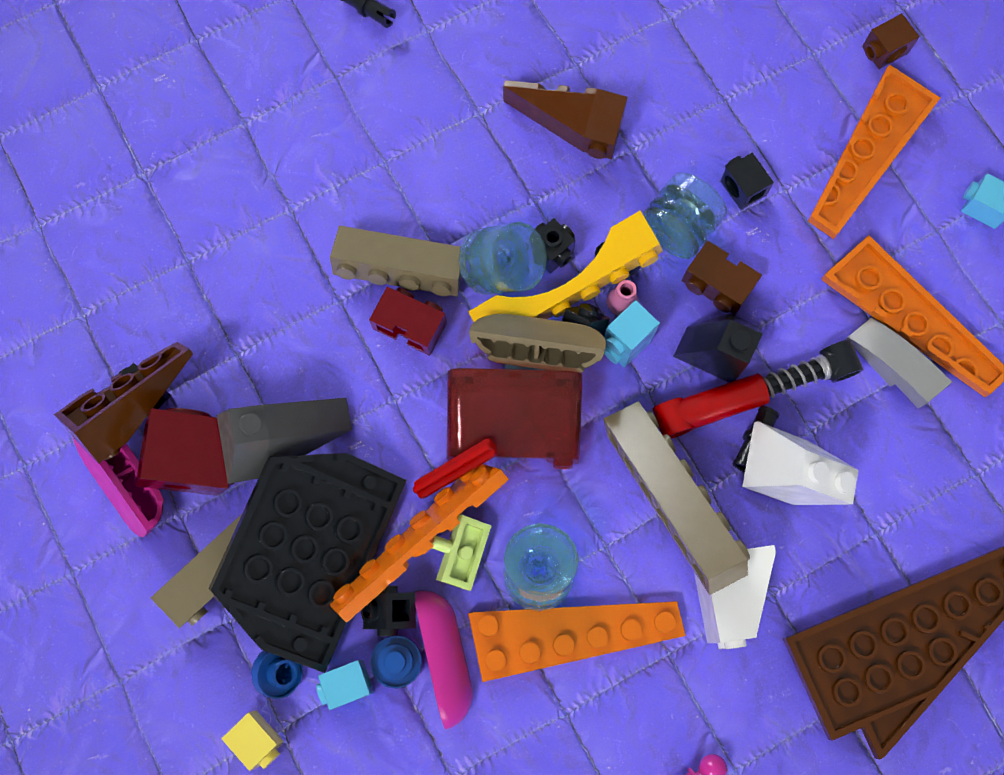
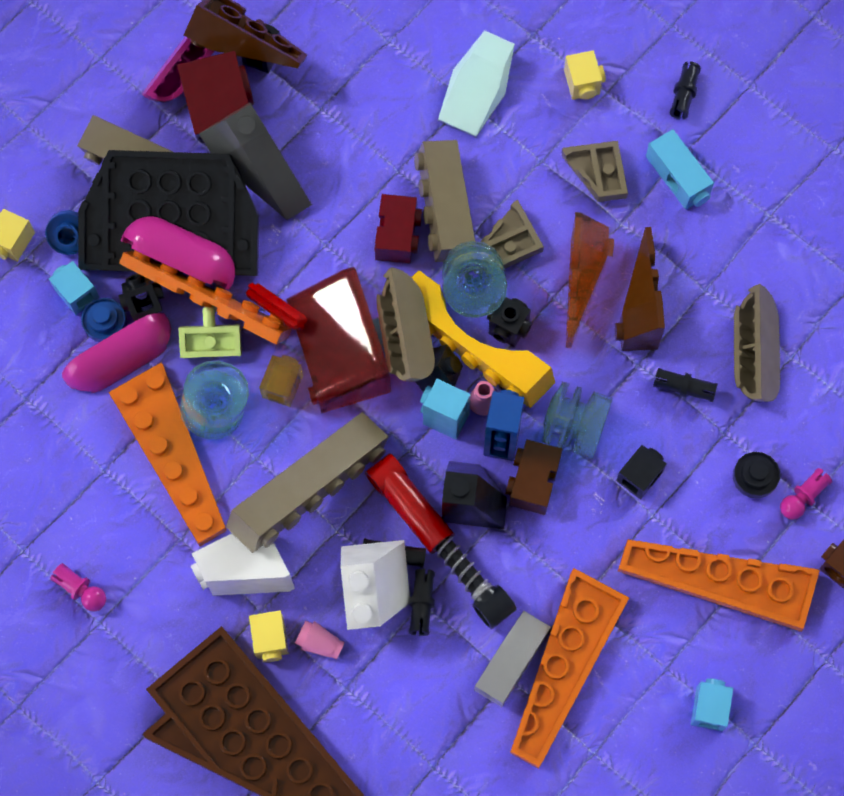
camera: 70 degrees right, 5 degrees down
(278, 188) = (477, 84): none -> light aqua piece
(312, 87) = (583, 75): none -> light yellow brick
(351, 552) = (181, 250): none -> dark pink brick
(419, 110) = (599, 169): none -> dark tan wing
(450, 38) = (680, 170): none -> medium azure brick
(458, 212) = (514, 237): none -> dark tan wing
(516, 155) = (587, 262): none -> clear orange wedge
(534, 490) = (281, 380): none -> clear yellow brick
(655, 38) = (757, 346): none -> dark tan brick
(670, 113) = (685, 385): none -> black pin
(672, 280) = (503, 424): none -> blue brick
(779, 84) = (756, 475): none -> black plate
(809, 592) = (268, 636): none -> light yellow brick
(815, 429) = (421, 602): none -> black pin
(819, 64) = (794, 505): none -> dark pink pin
(825, 544) = (318, 640): none -> bright pink cone

